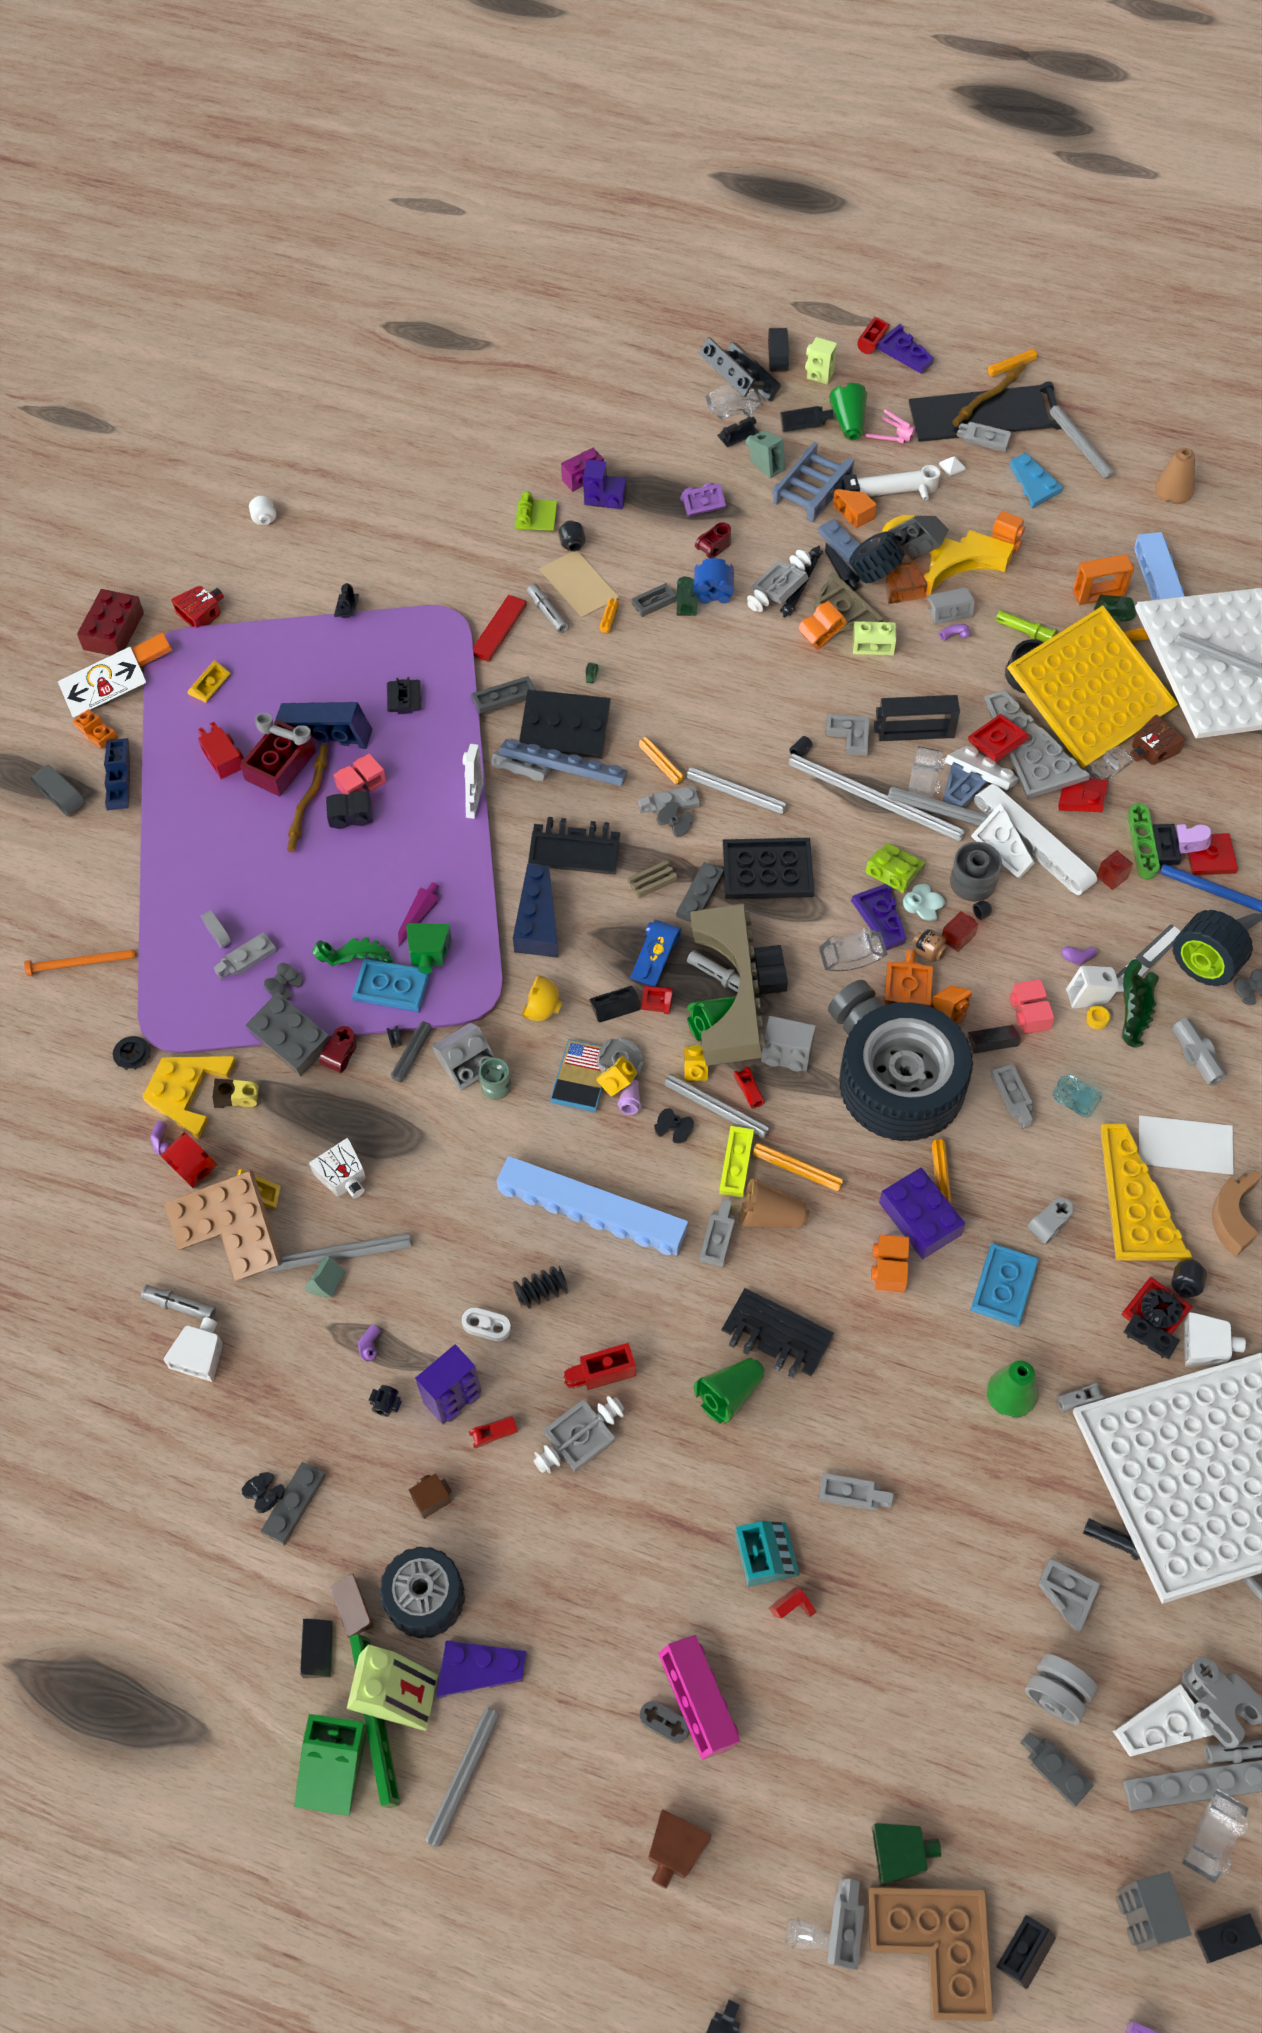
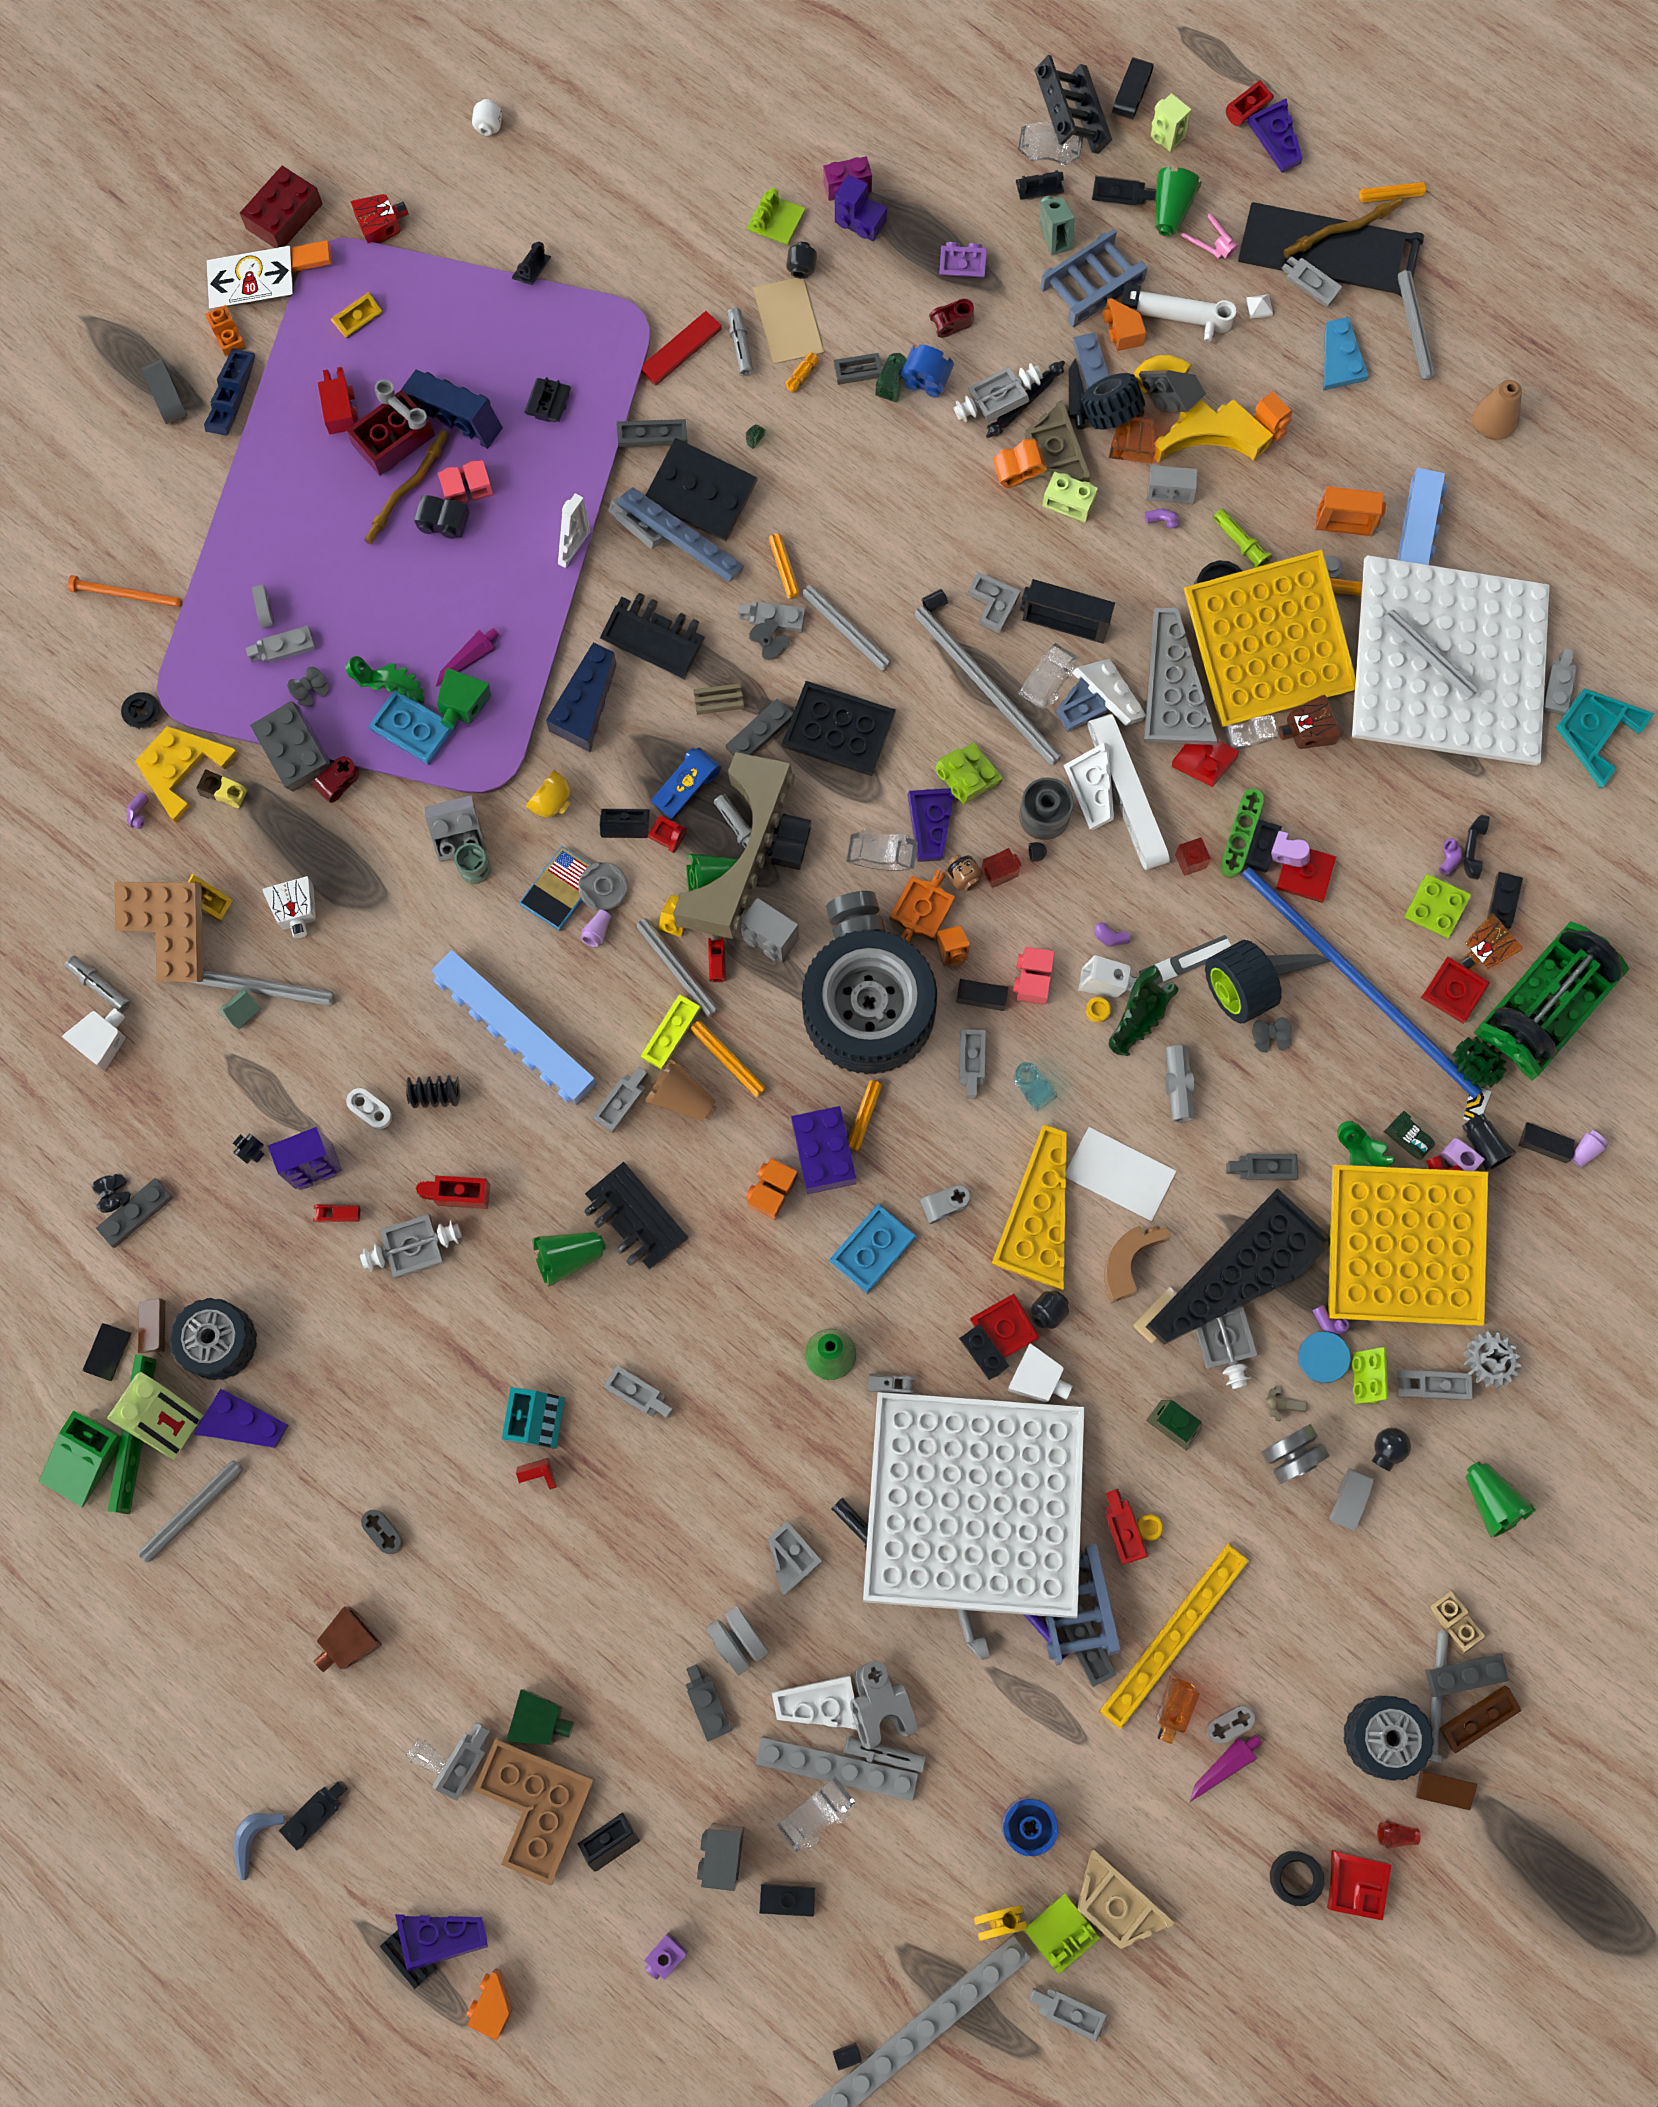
camera: 20 degrees right, 15 degrees up
(189, 1160) = (153, 844): red brick -> none
(366, 1343) = (253, 1087): medium lavender arm -> none
(394, 1036) = (394, 783): black bush -> none
(411, 1051) = (406, 804): dark grey axle -> none
(430, 1494) = (256, 1251): reddish brown brick -> none
(617, 1076) = (591, 904): yellow bracket -> none
(668, 1120) = (634, 976): black piece -> none
(699, 1697) = (418, 1523): dark pink brick -> none
(923, 902) = (984, 822): light aqua plate -> none
(936, 806) = (1042, 719): light grey axle -> none
(998, 737) = (1143, 663): red plate -> none
(1117, 606) = (1348, 548): clear green leg -> none
(1158, 1317) = (997, 1336): black gear -> none

